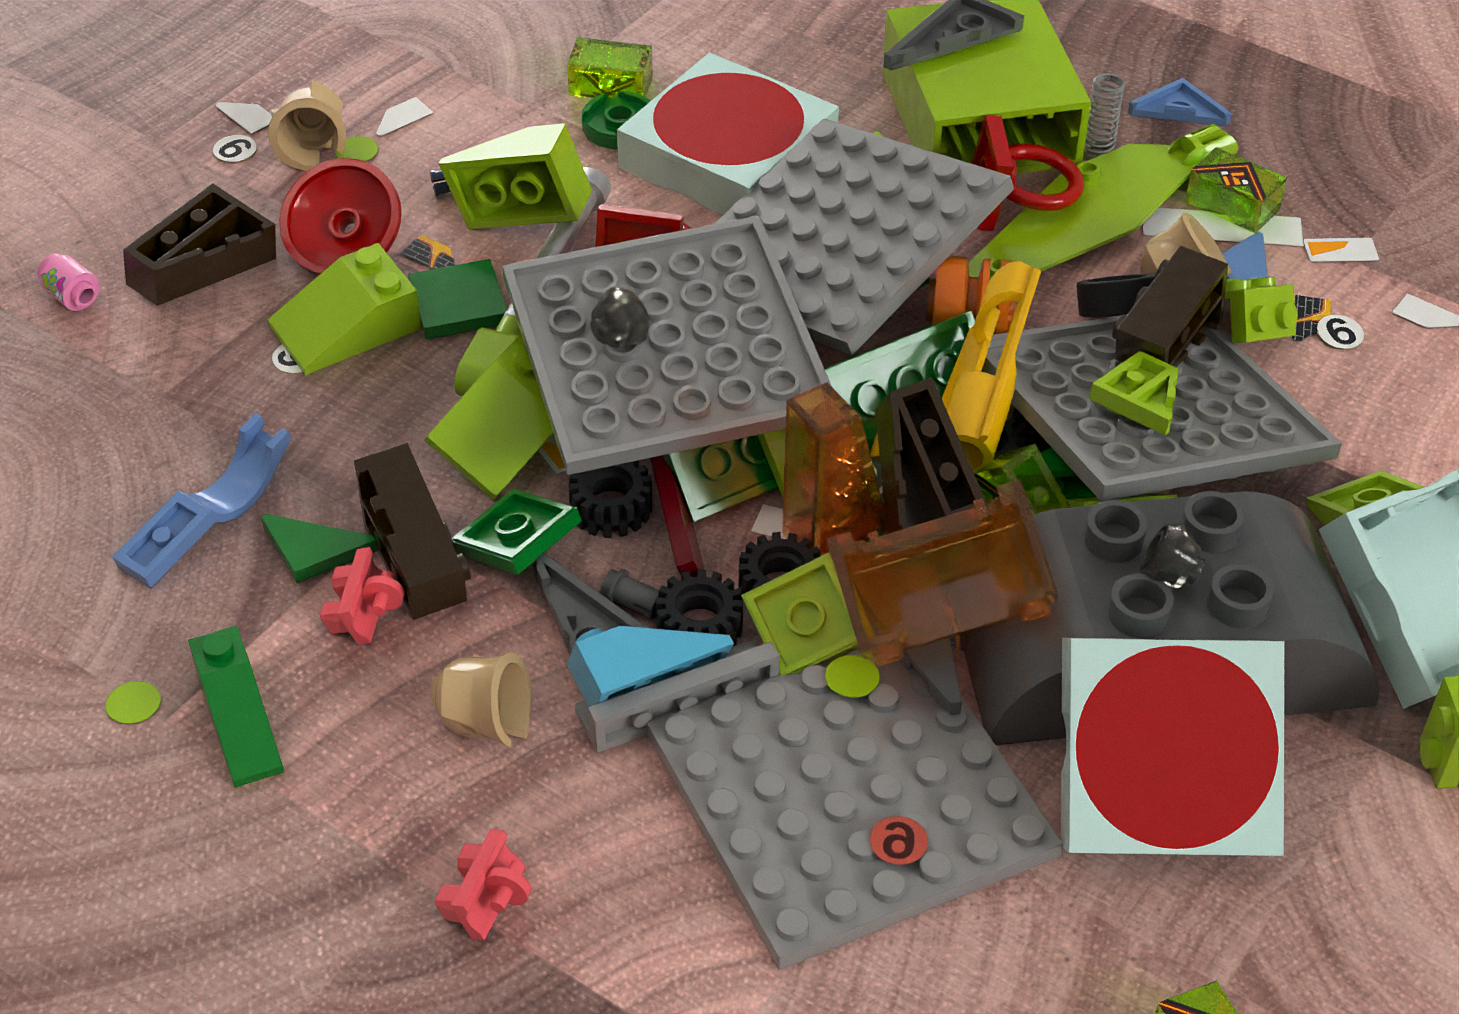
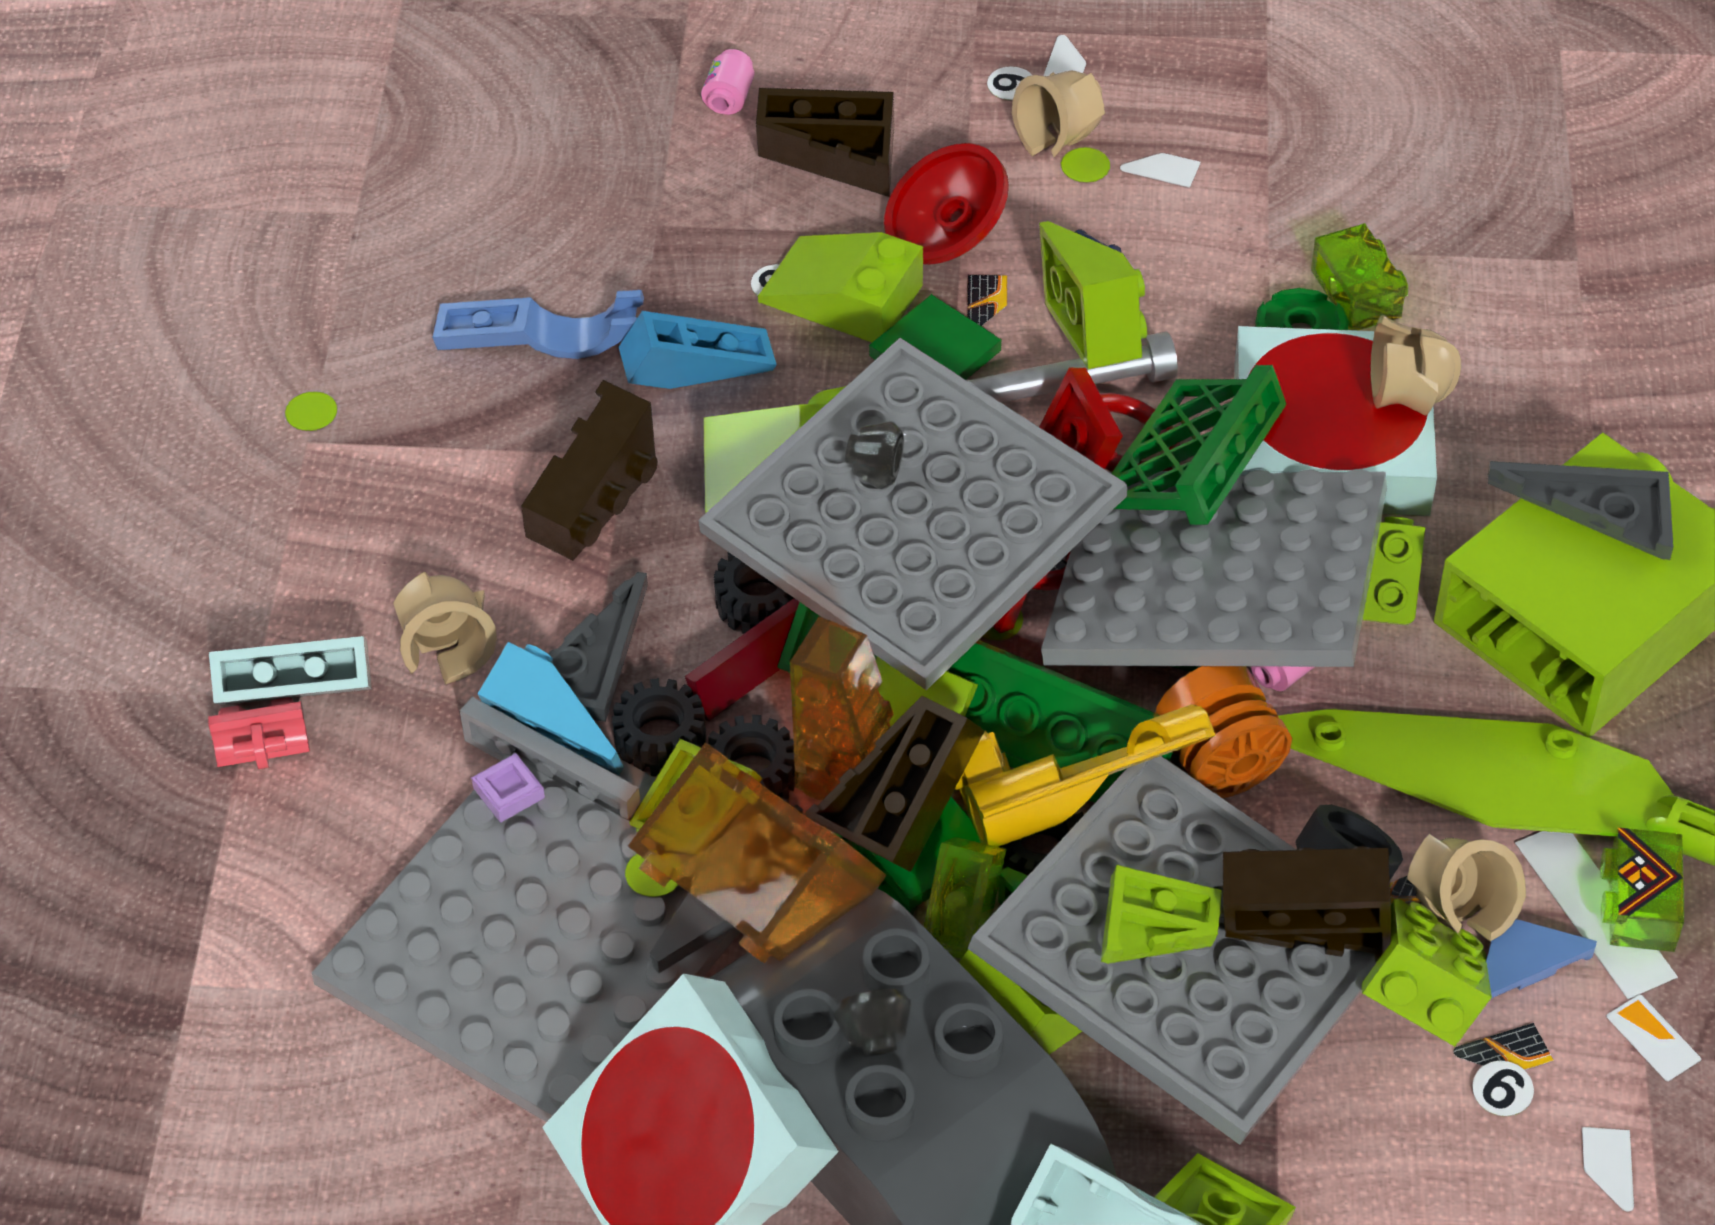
camera: 60 degrees right, 5 degrees up
(235, 706) = (337, 470): green slope -> none
(312, 547) = (546, 418): green tile -> none
(330, 427) = (692, 351): none -> dark azure slope
(364, 597) = (503, 484): coral hips -> none
(444, 826) = (290, 670): none -> light aqua brick
(516, 531) = (658, 546): green tile -> none
(630, 592) = (650, 657): dark grey pin -> none
(697, 729) = (508, 787): none -> lavender tile
(732, 163) = (1218, 453): none -> green fence
(748, 62) = (1411, 366): none -> tan helmet
(898, 840) = (484, 995): clear red sticker -> none
(995, 154) = (1452, 659): red tile -> none
(1114, 91) = (1613, 725): light grey piece -> none

